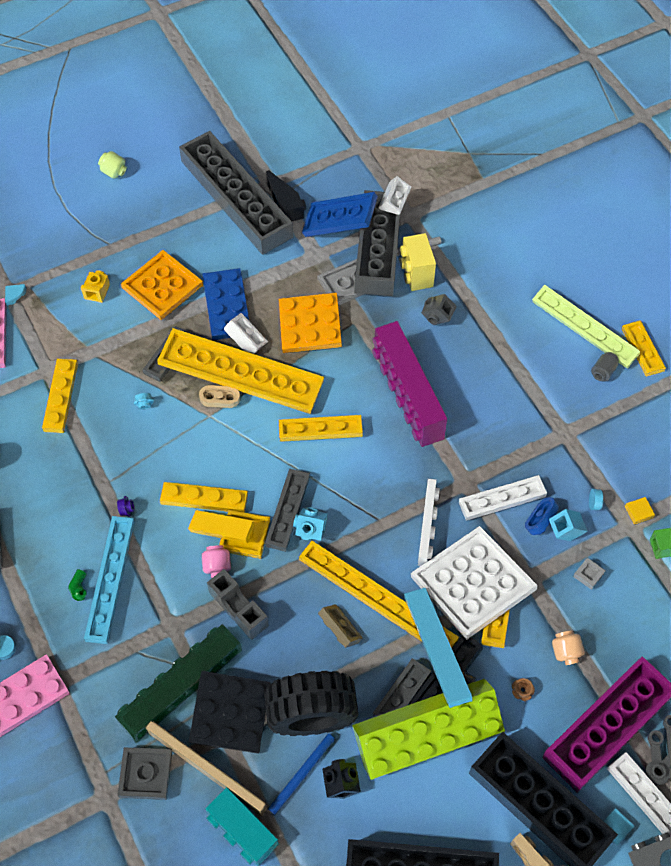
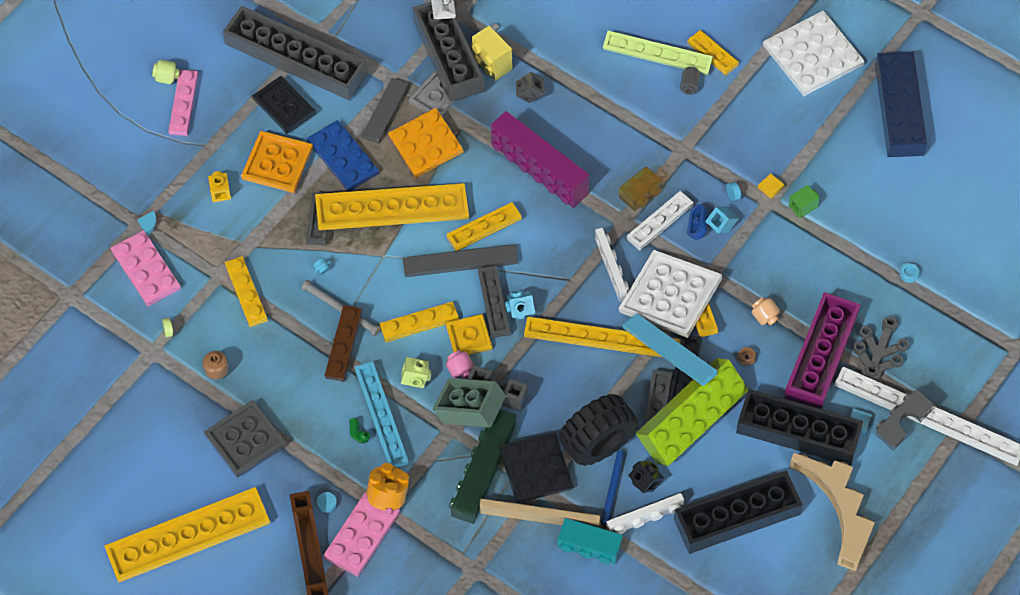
camera: 25 degrees left, 0 degrees up
(65, 661) = (387, 487): none -> light orange brick
(113, 198) = (183, 102): none -> bright pink plate
(117, 487) = (343, 343): none -> reddish brown plate
(125, 506) = (360, 355): dark purple plate -> none
(145, 773) = (495, 539): dark grey plate -> none
(155, 487) = (307, 286): none -> light grey bar
(166, 549) = (415, 372): none -> yellowish green brick
(198, 608) = (469, 402): none -> sand green brick
(199, 235) = (284, 104): none -> black plate
(220, 395) = (384, 235): tan plate -> none
(221, 526) = (448, 336): yellow tile -> none
(245, 334) = (377, 175): white slope -> none
(279, 453) = (460, 260): none -> dark grey tile
(285, 197) = (340, 39): black slope -> none
(290, 277) = (385, 110): none -> dark grey tile
(307, 825) = (641, 516): none -> white plate
(340, 214) = (402, 37): blue plate -> none
(340, 625) = (579, 368): dark tan plate -> none
(498, 455) = (640, 189): none -> clear yellow brick
(589, 573) = (755, 250): light grey plate -> none

